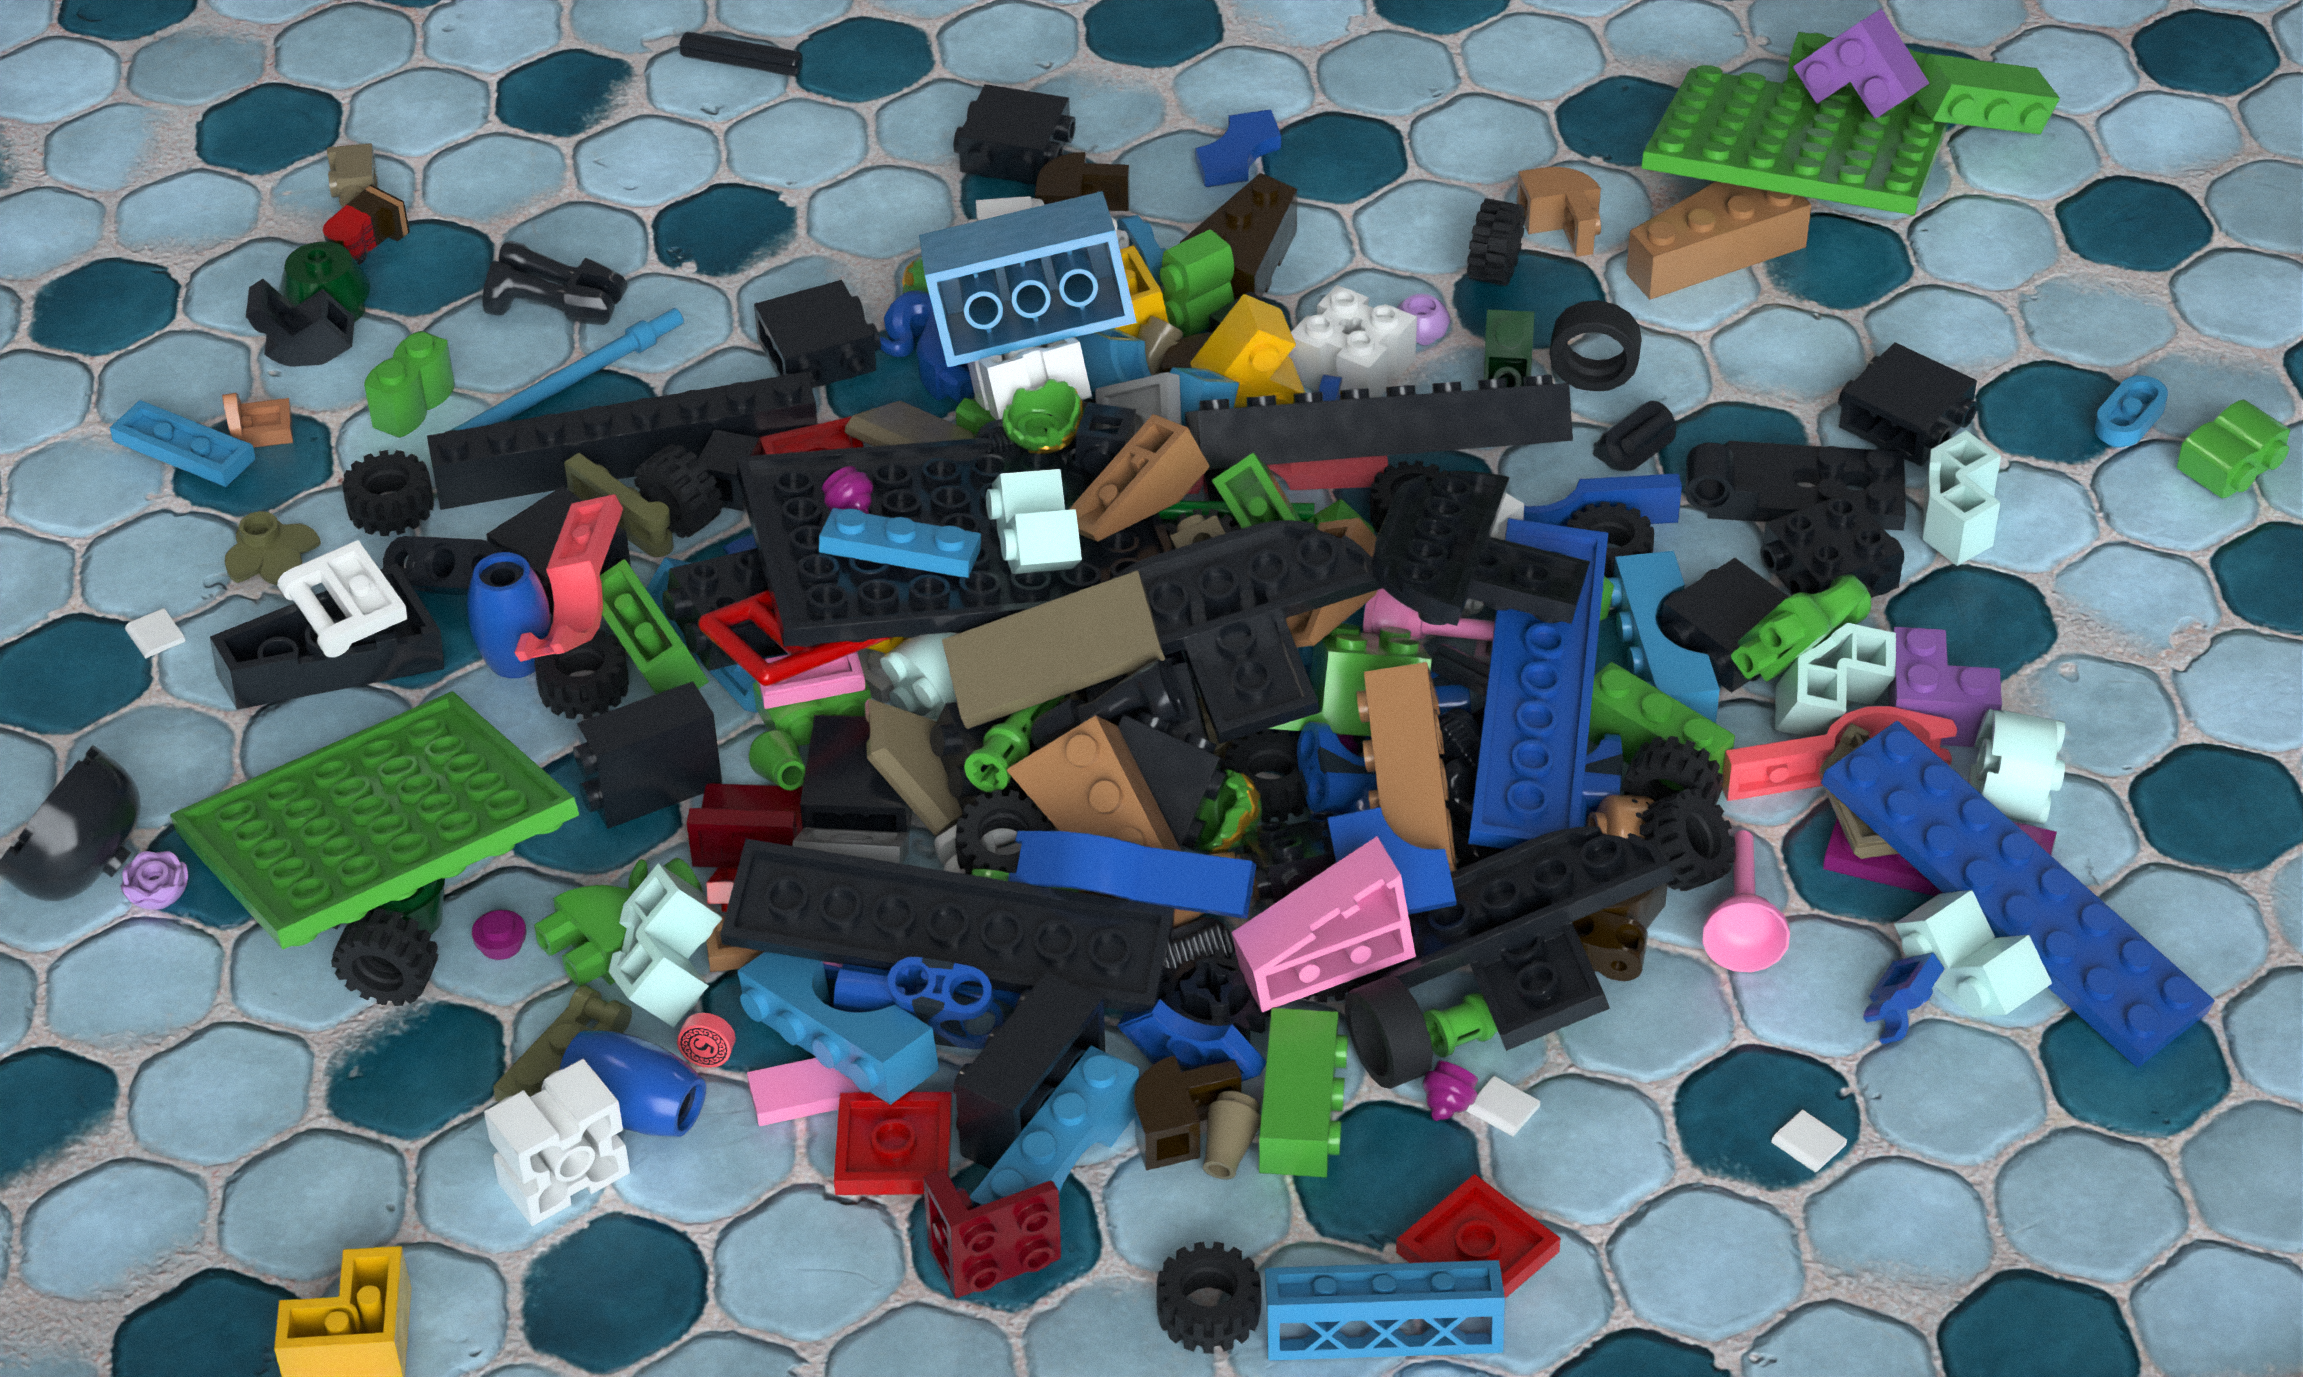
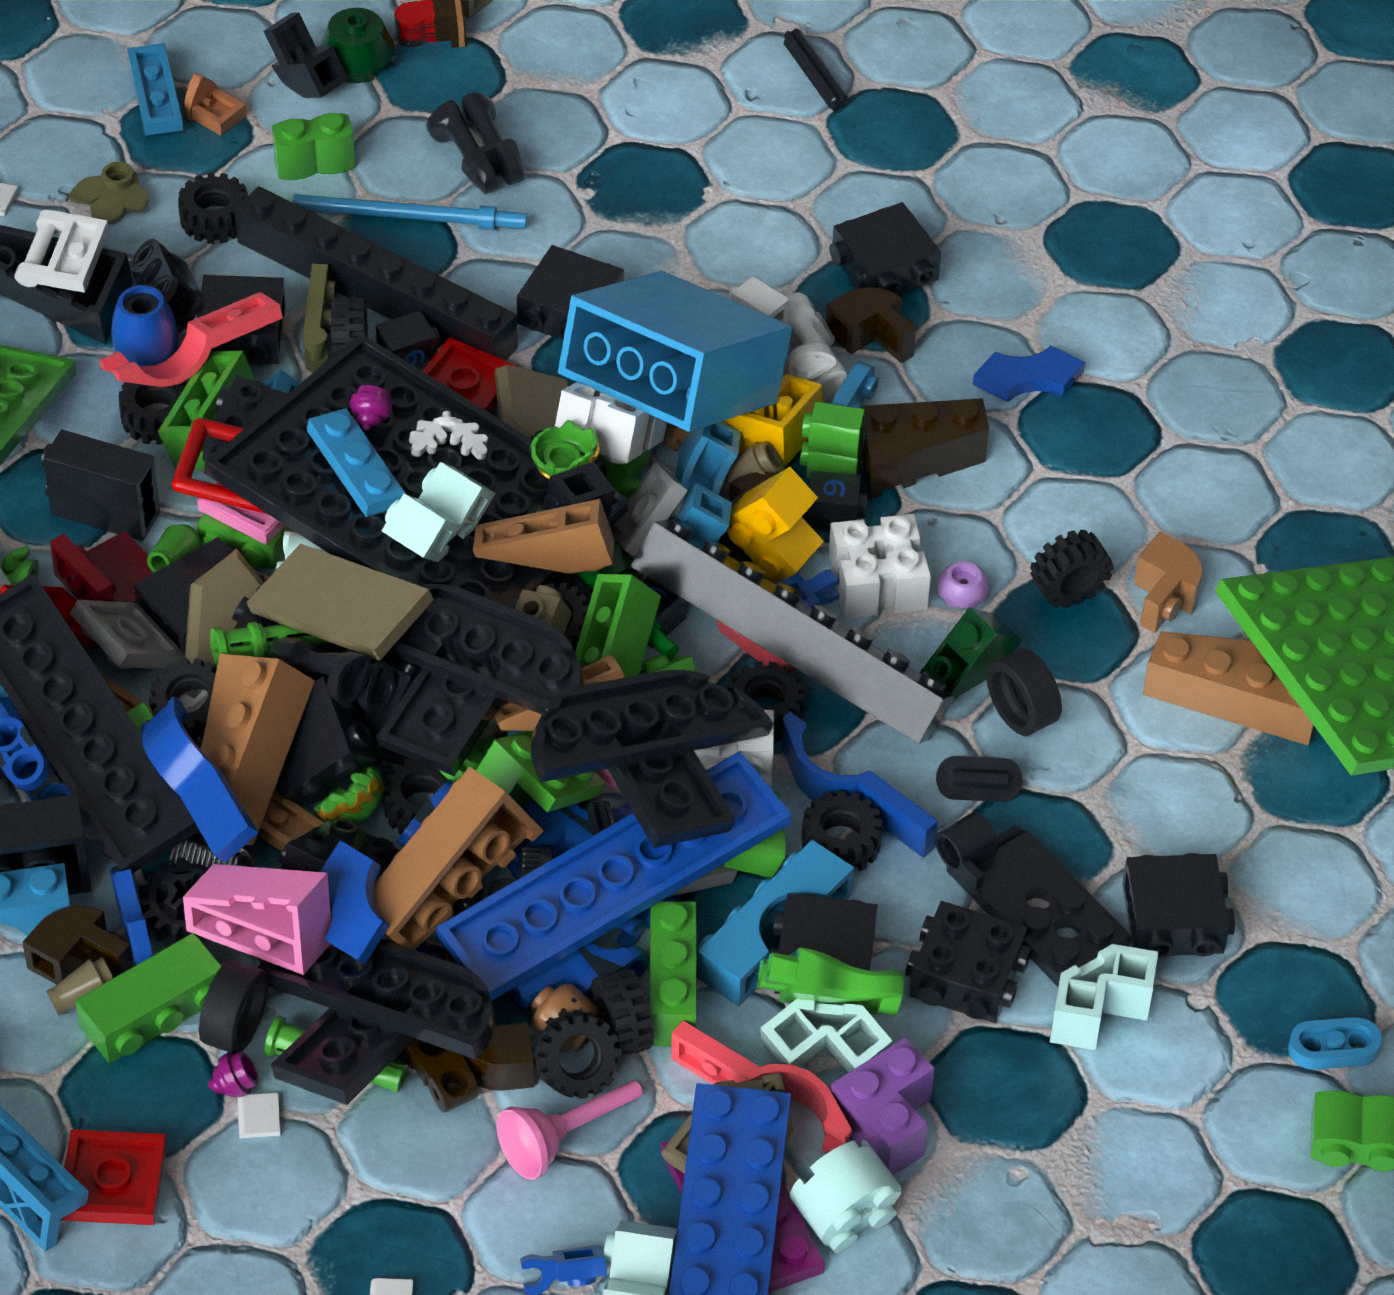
camera: 45 degrees right, 5 degrees up
(923, 471) = (430, 432): none -> white animal

